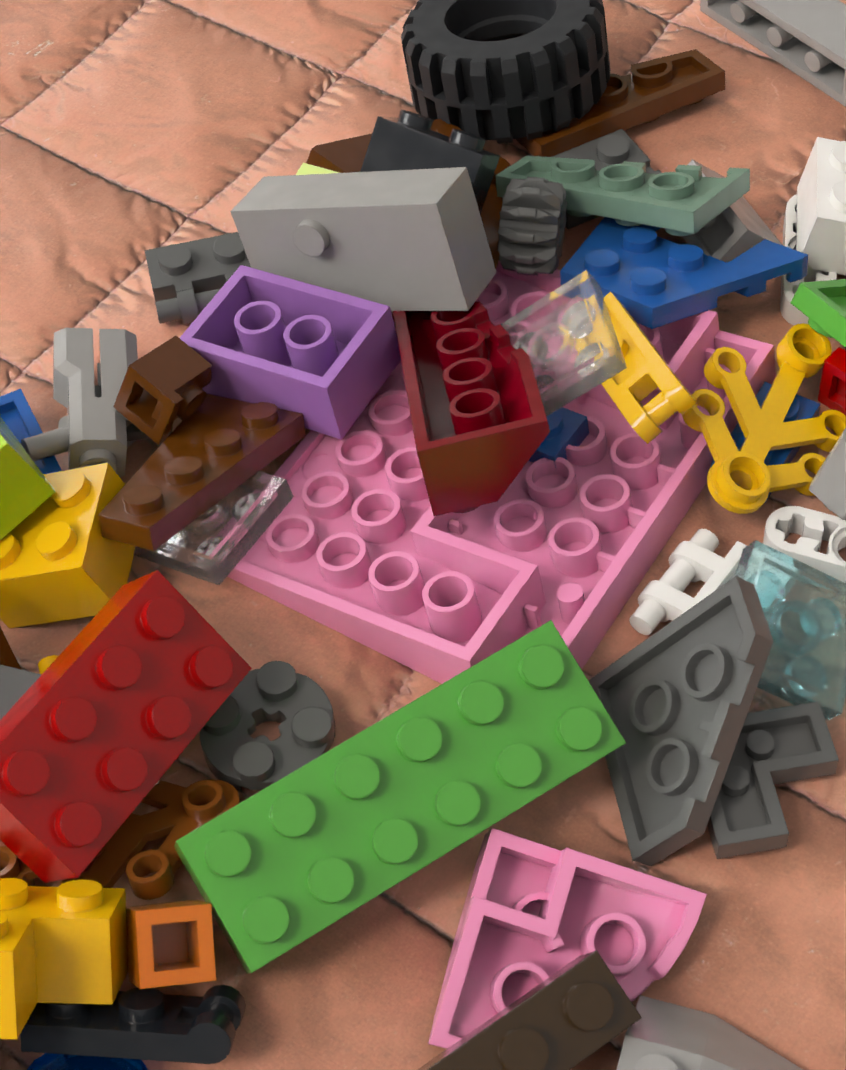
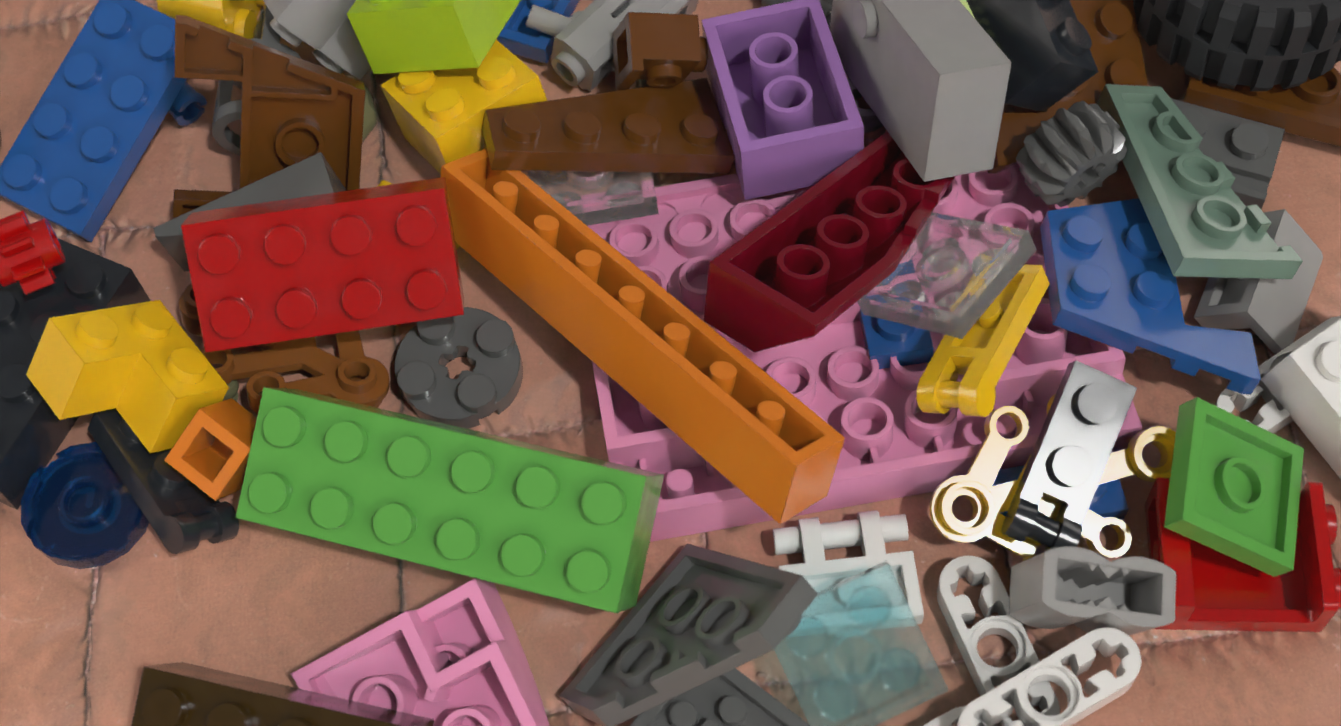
camera: 50 degrees right, 10 degrees up
(413, 555) = (644, 338): none -> orange brick
(766, 393) = (1069, 456): none -> plate

